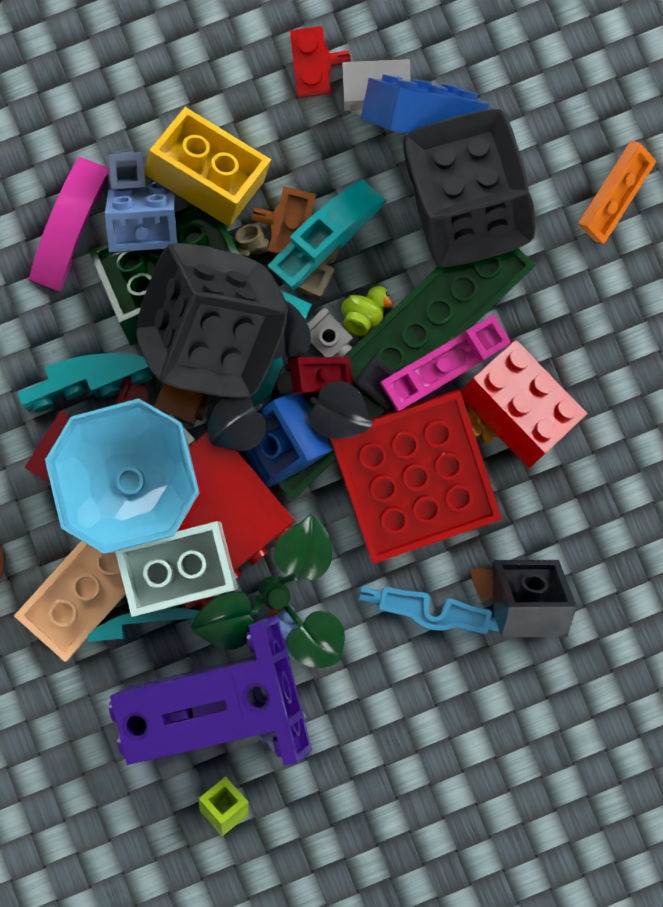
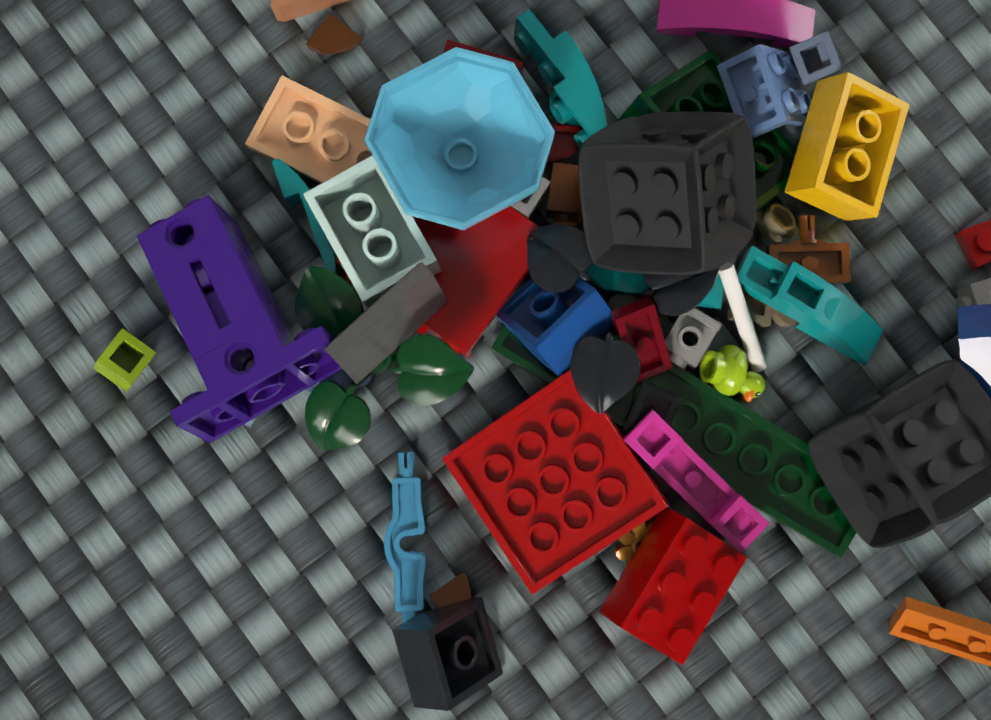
camera: 80 degrees right, 0 degrees up
(256, 574) = (387, 323): none -> dark grey tile
(324, 289) = (742, 317): none -> white bar

